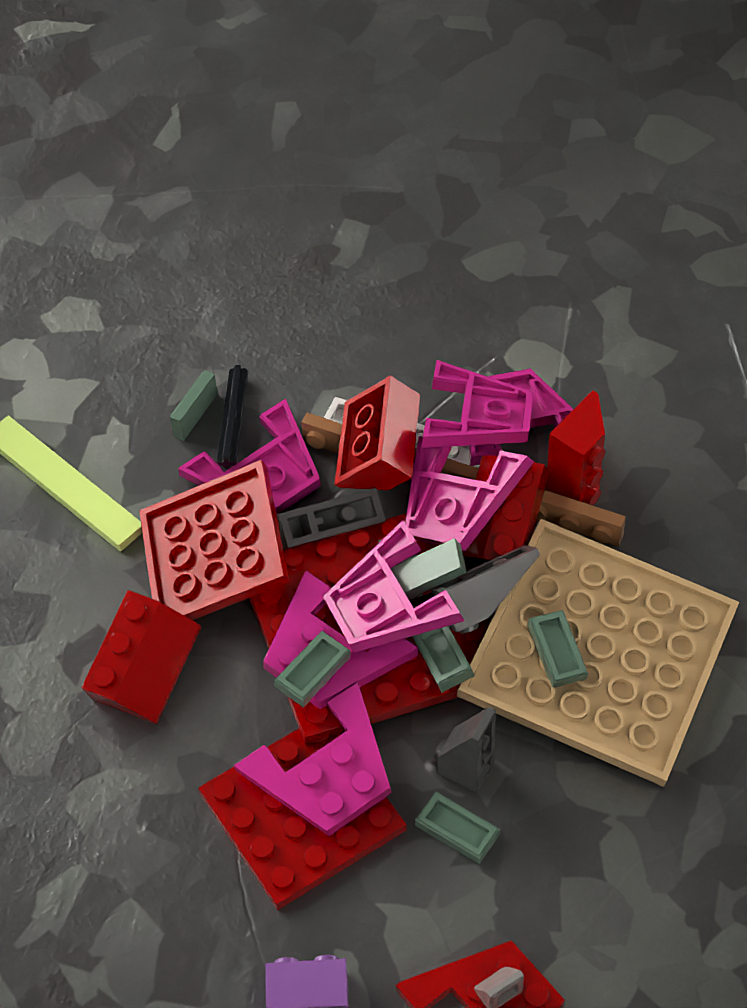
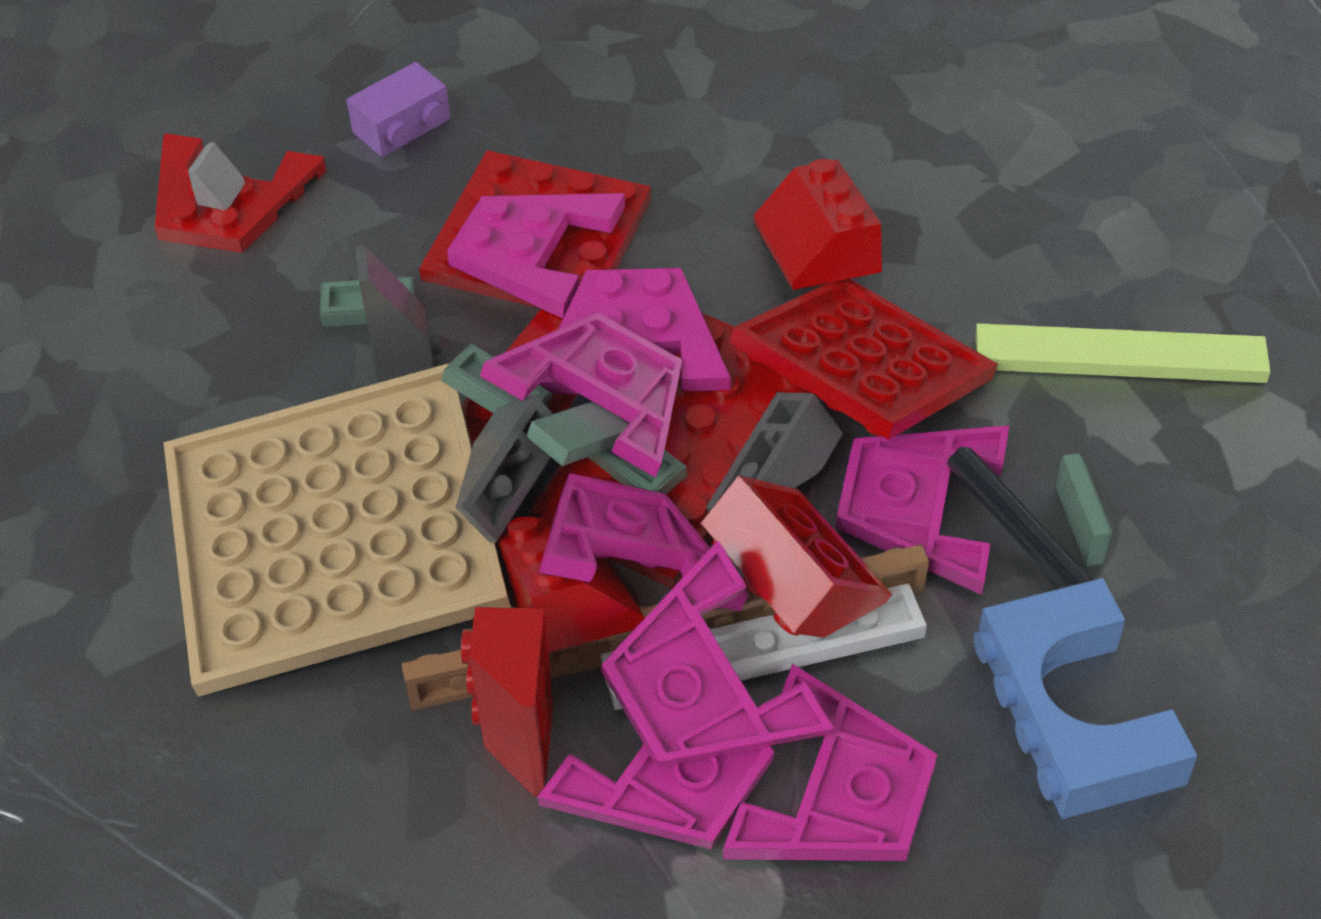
camera: 140 degrees right, 5 degrees down
(301, 361) = (1076, 761): none -> medium blue arch
(312, 668) = (616, 275): sand green tile -> none
(453, 343) = (858, 797): none -> dark pink wing
(557, 648) = (372, 468): sand green tile -> none

